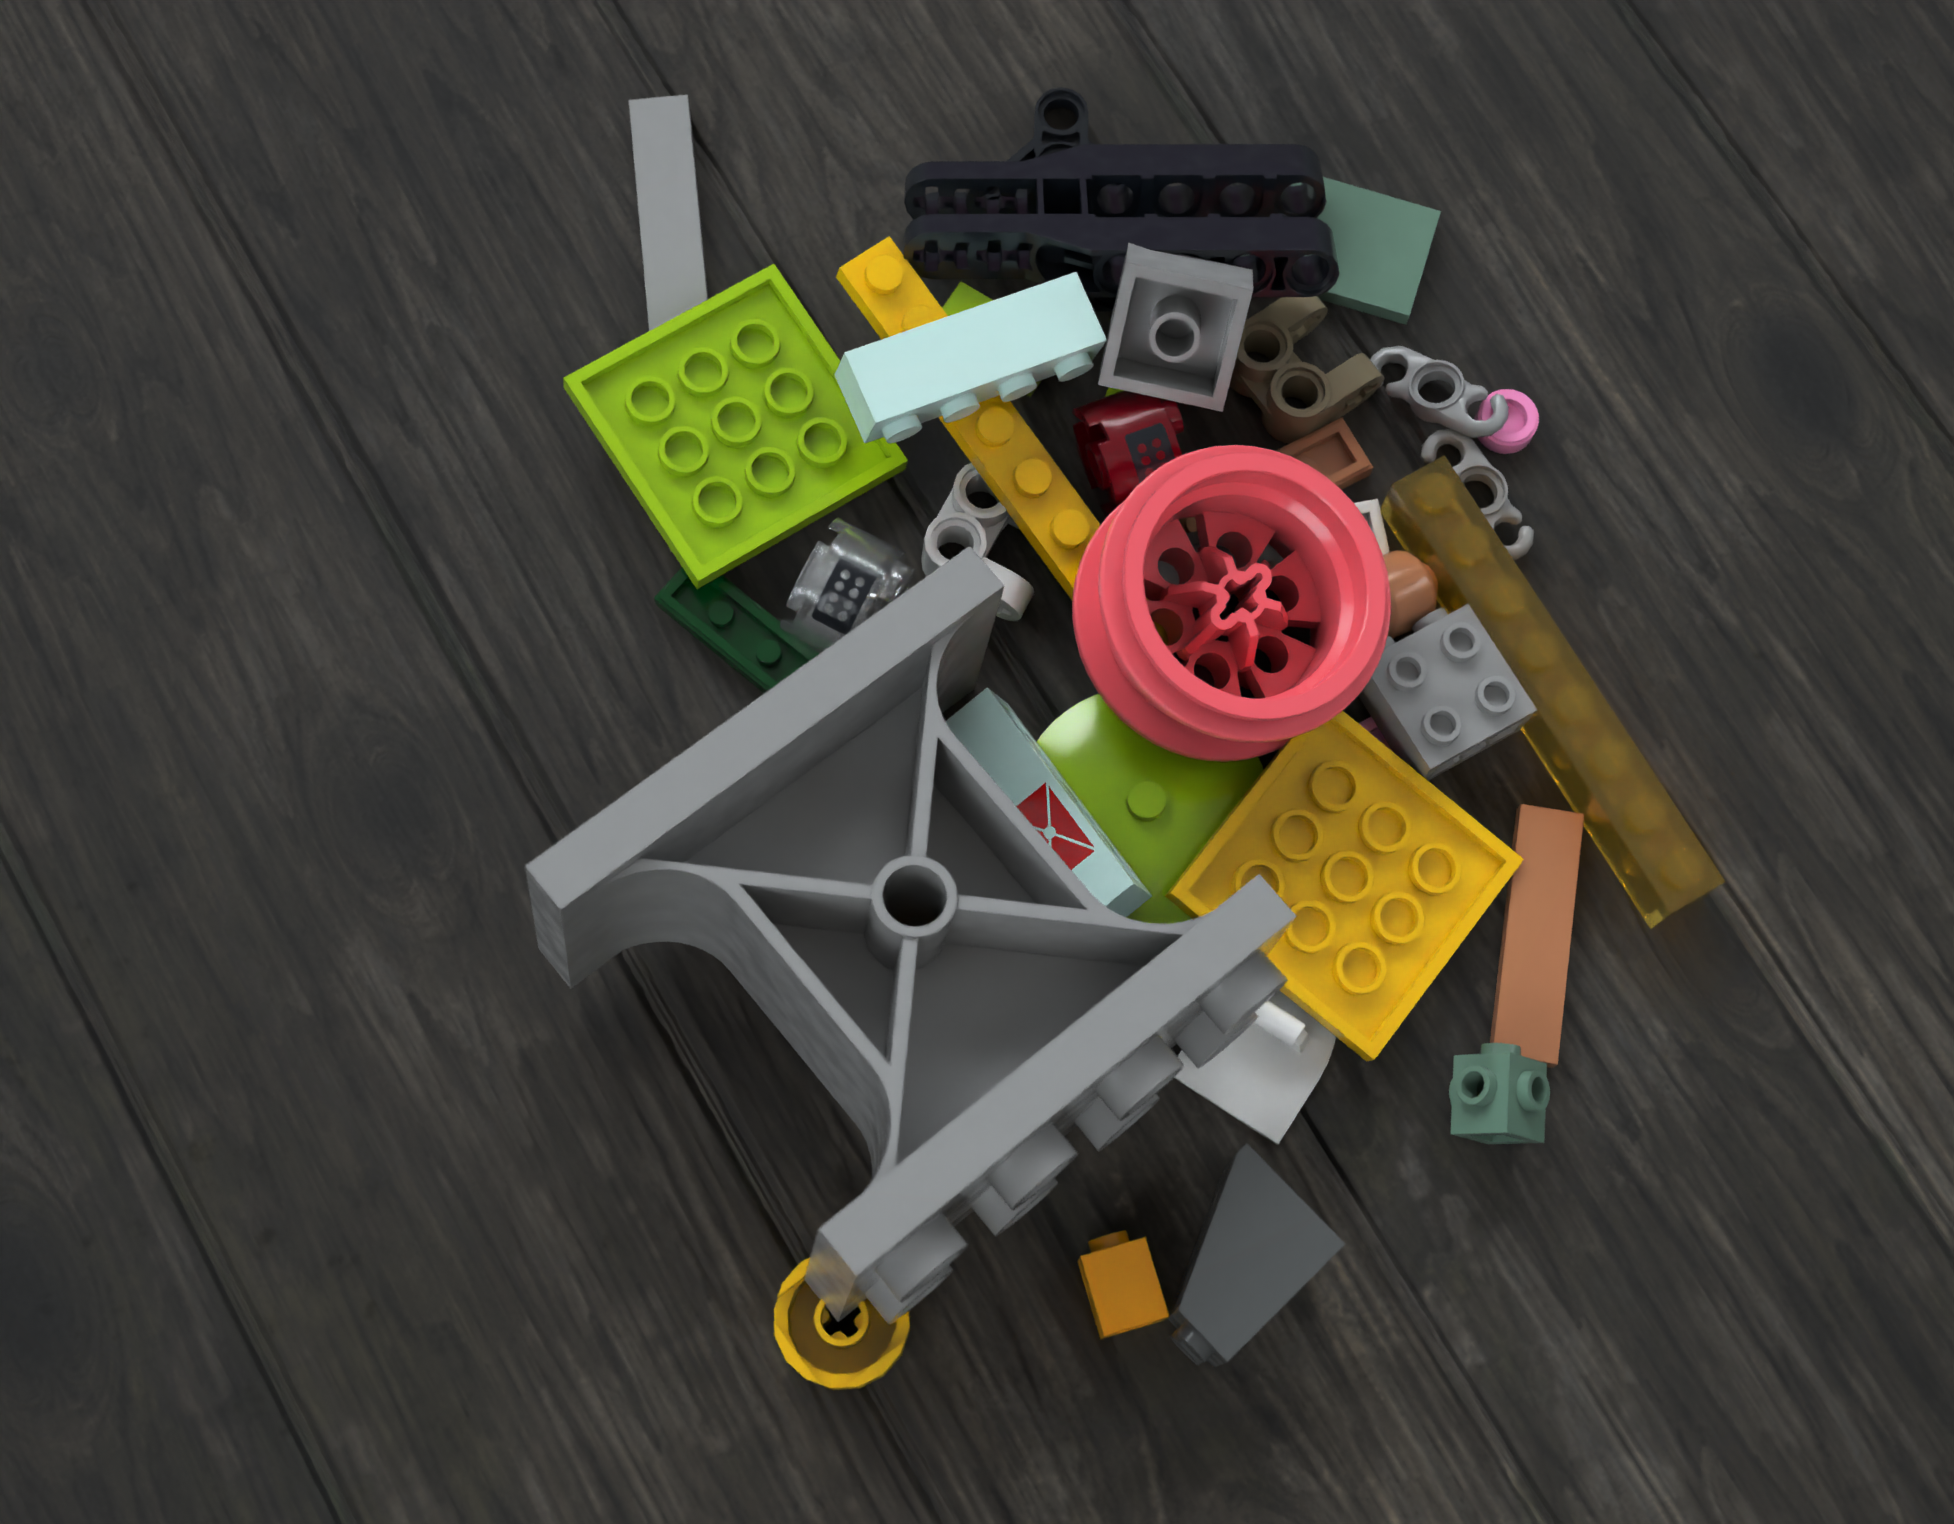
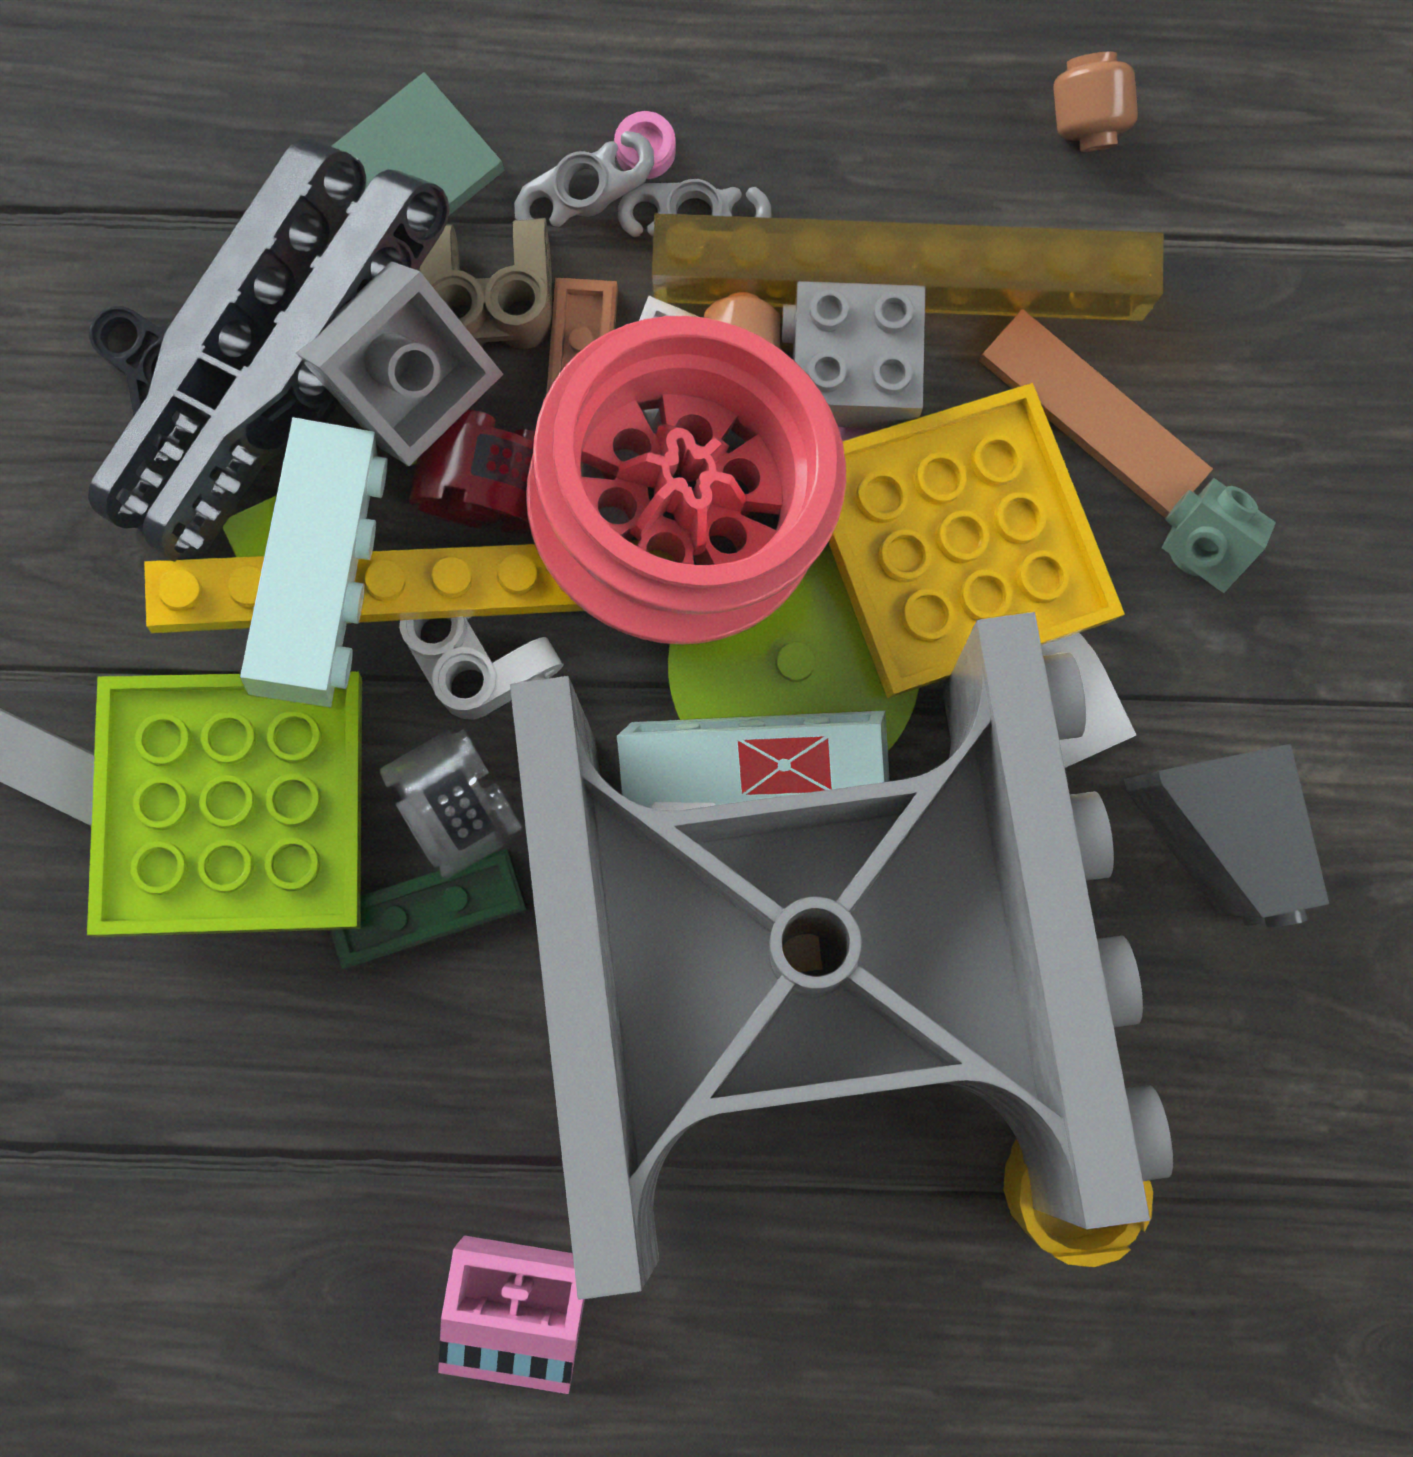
camera: 55 degrees left, 10 degrees up
(449, 904) = (510, 1315): none -> bright pink slope
(1121, 1284) = (1183, 938): light orange brick -> none
(1808, 764) = (1095, 100): none -> nougat head

